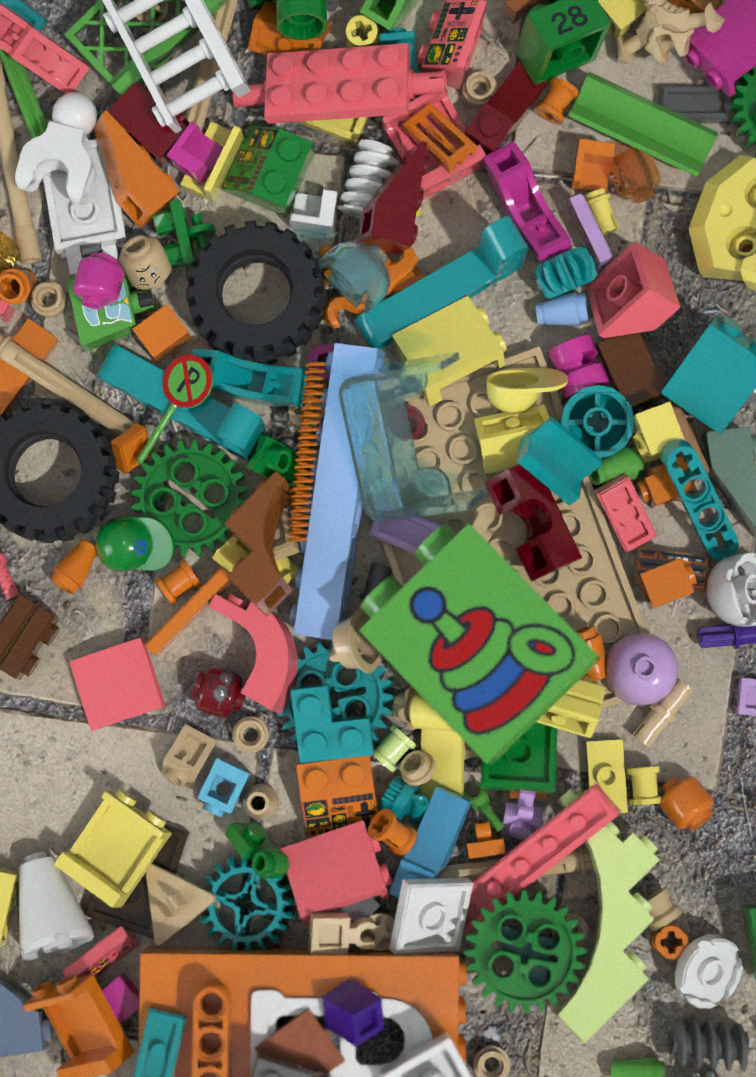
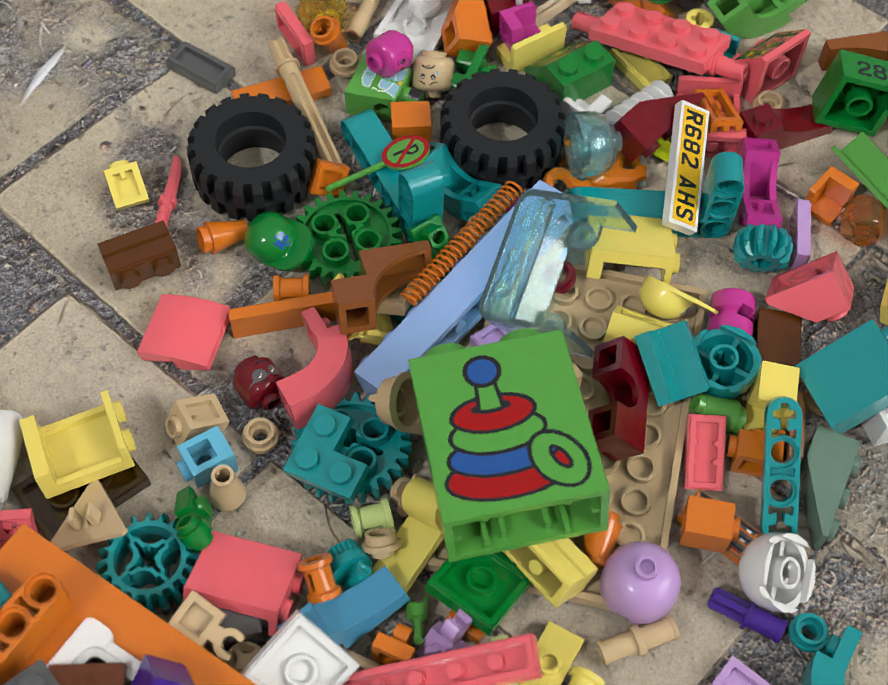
camera: 30 degrees right, 25 degrees down
(336, 793) = (298, 516): orange slope -> none
(454, 238) = (685, 168): none -> tile
(556, 101) = (820, 144): orange bush -> none
(563, 310) = (745, 277): light blue cone -> none
(602, 211) = (820, 224): light yellow pin -> none

